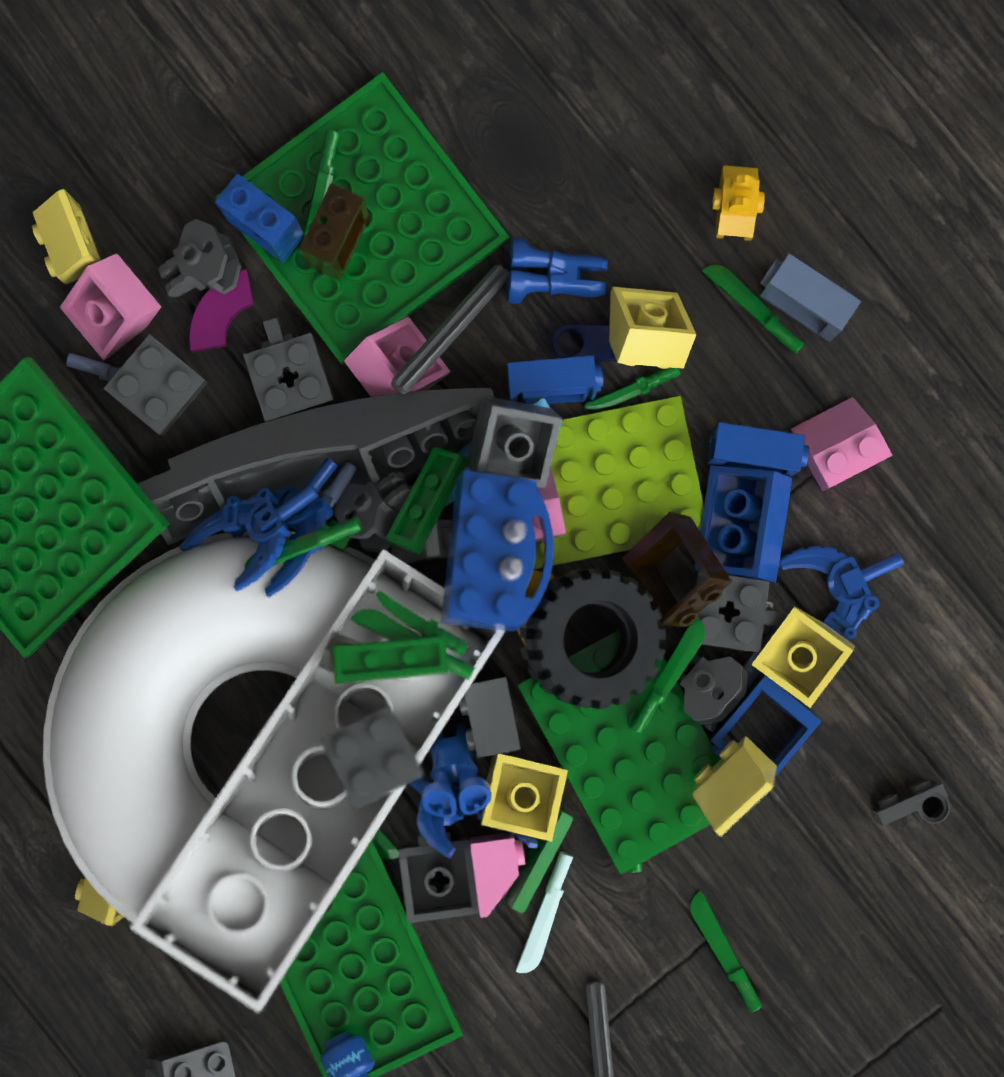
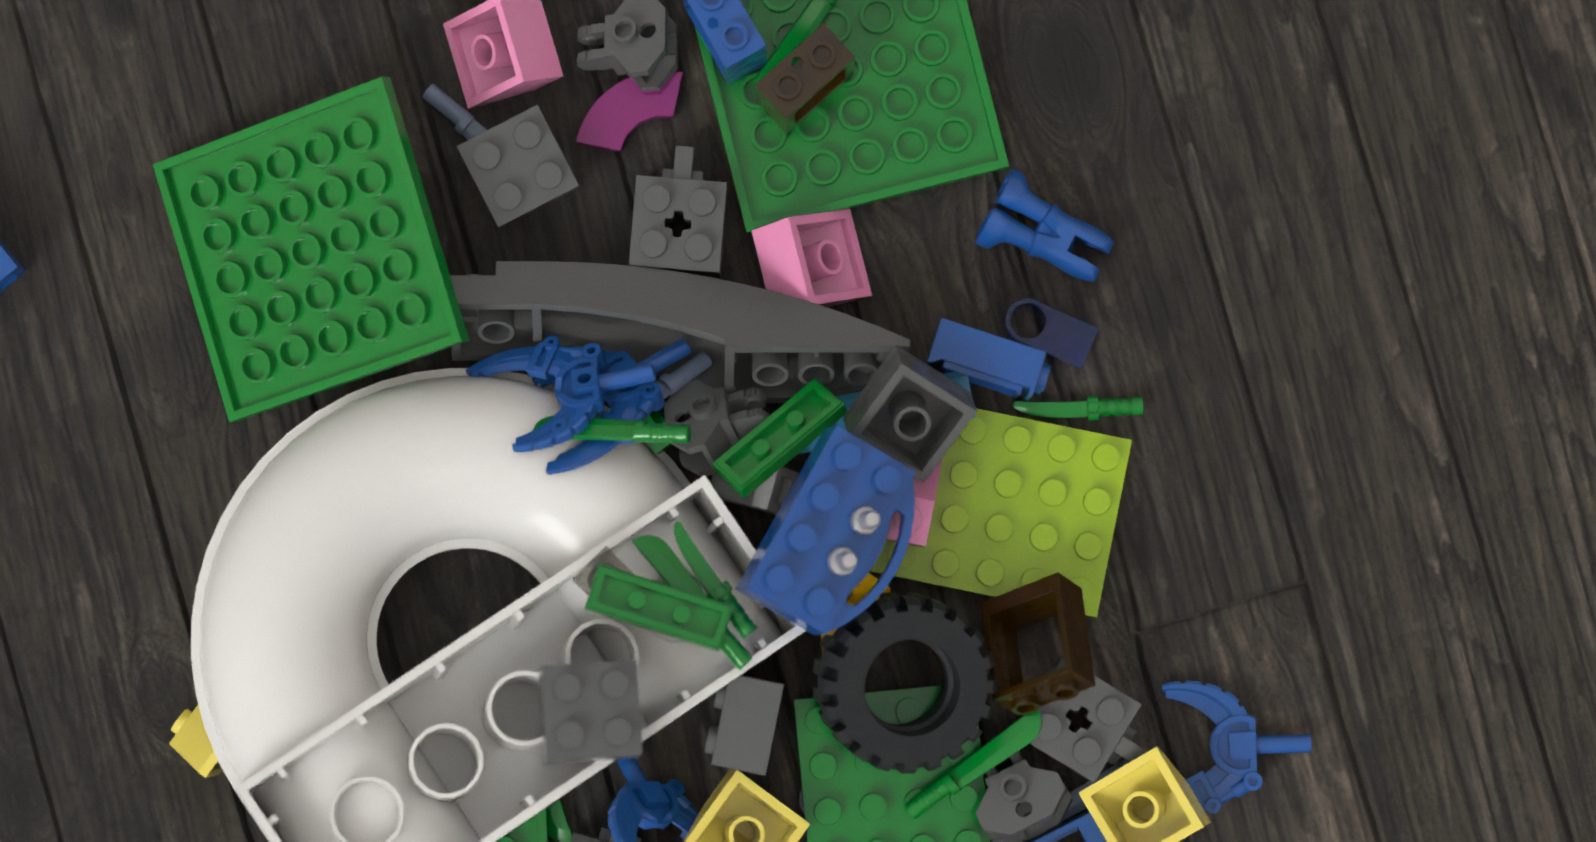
camera: 25 degrees right, 0 degrees up
(450, 329) = (892, 247): dark grey axle -> none
(453, 764) = (680, 760): blue piece -> none
(649, 328) = (1128, 344): light yellow slope -> none
(737, 202) = (1297, 239): yellow hinge -> none
(745, 298) = (1256, 349): green piece -> none
(746, 520) = (1145, 621): blue slope -> none
(757, 449) = (1193, 543): blue window -> none
(808, 297) = (1331, 388): sand blue window -> none
(842, 443) = (1297, 576): bright pink slope -> none

